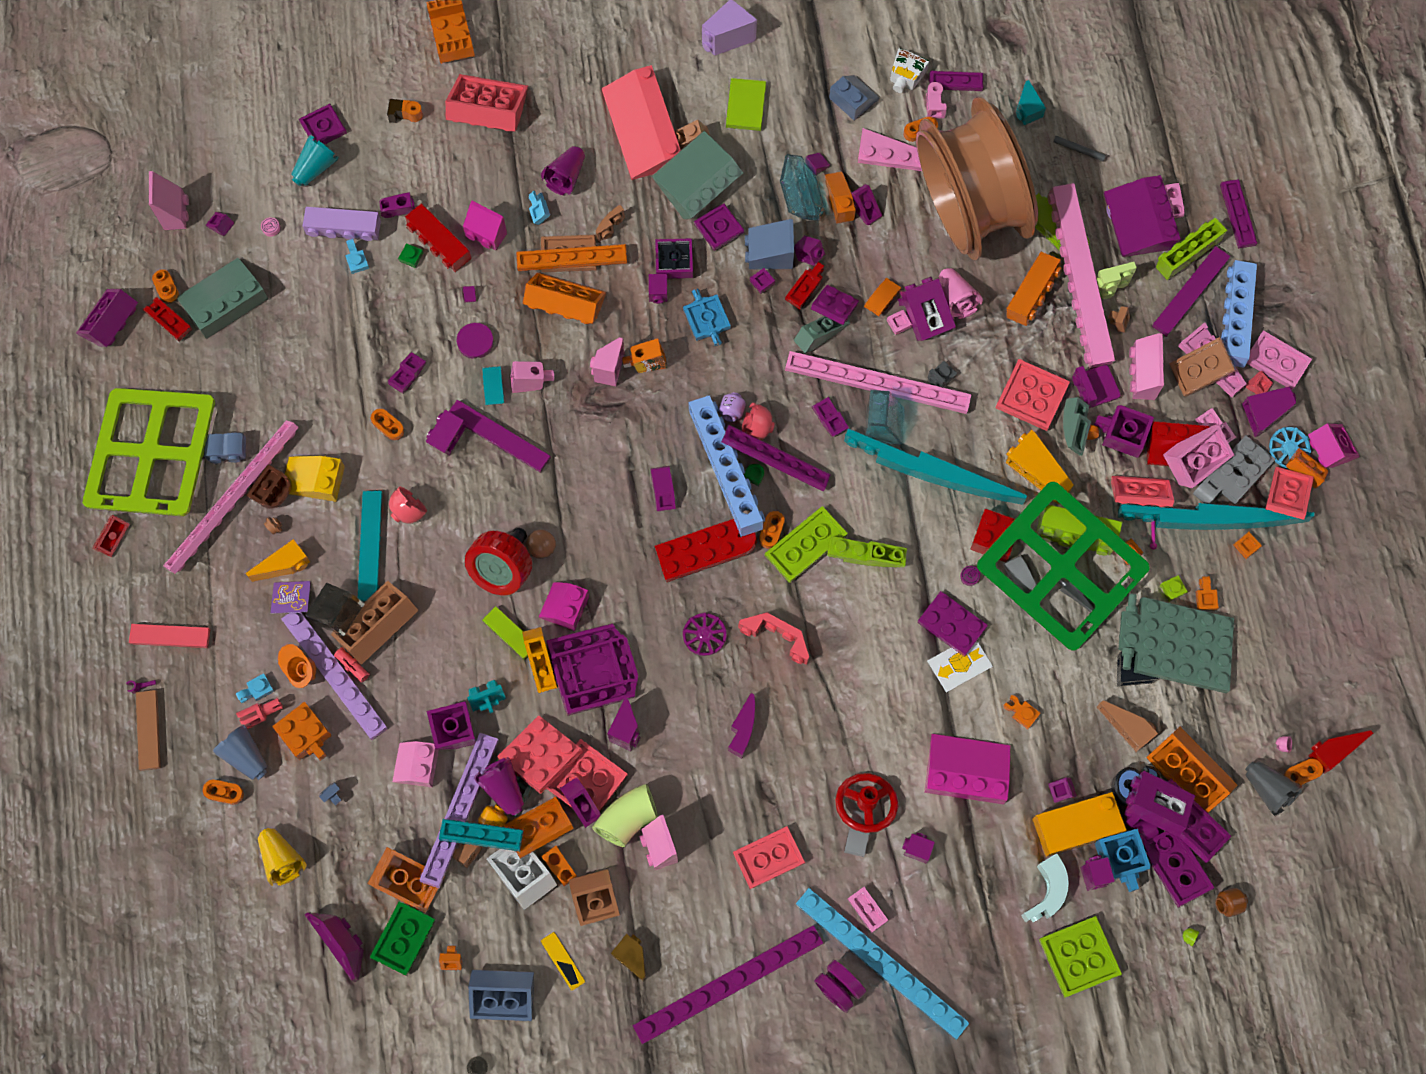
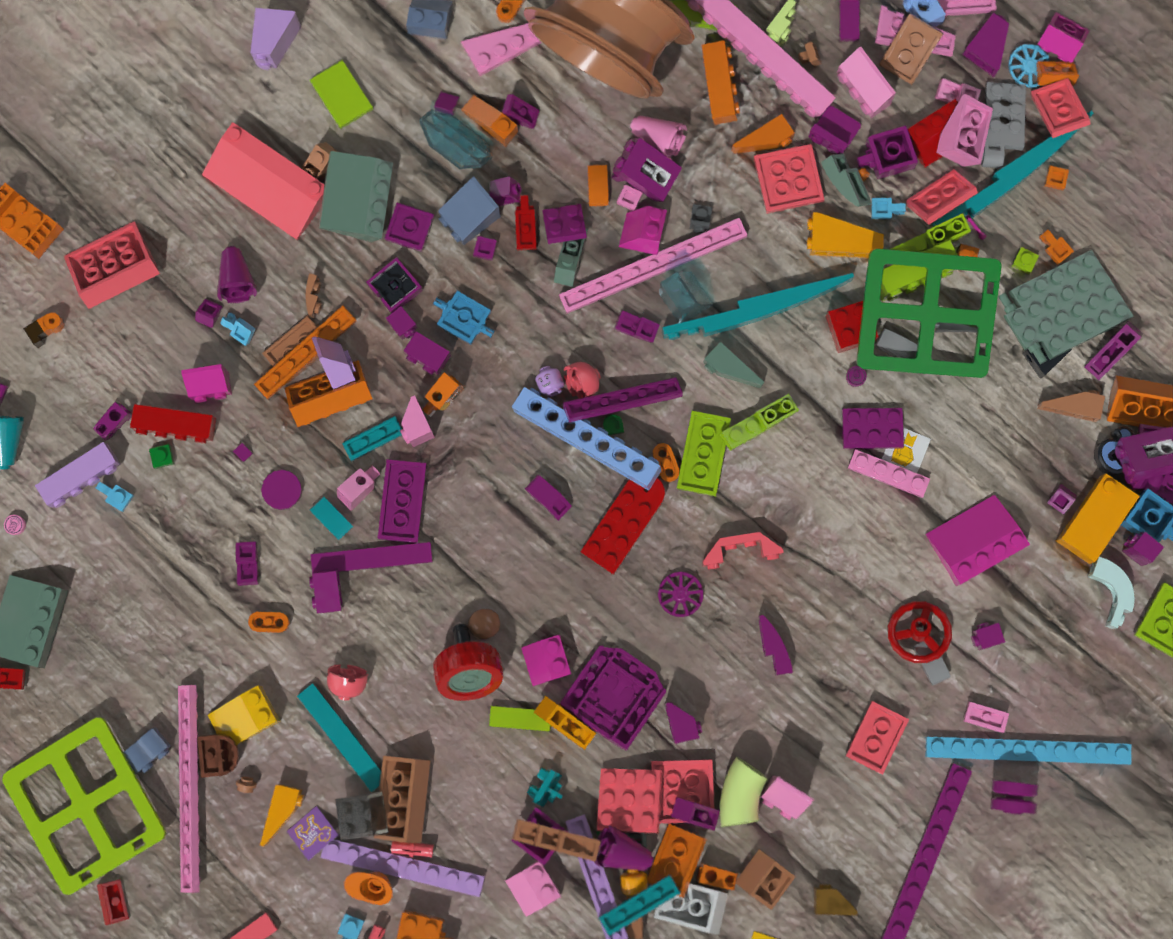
camera: 35 degrees left, 10 degrees up
(459, 735) = (556, 840): none -> nougat slope
(526, 183) = (208, 313): none -> magenta slope
(554, 412) = (402, 501): none -> magenta plate
(568, 353) = (372, 438): none -> teal tile
(585, 275) = (335, 362): none -> lavender slope
(658, 321) = (426, 353): none -> magenta brick
(875, 493) = (729, 366): none -> sand green slope
(891, 351) = (643, 230): none -> dark pink slope
(938, 666) = (888, 473): none -> bright pink plate
(1024, 713) = (986, 459): orange plate -> none
(1042, 354) = (767, 137): none -> orange slope
(1090, 468) = (883, 208): none -> medium azure plate
(1130, 517) = (949, 230): none -> lime slope
(1193, 706) = (1113, 350): none -> magenta slope
(1259, 383) = (965, 27): coral slope -> none

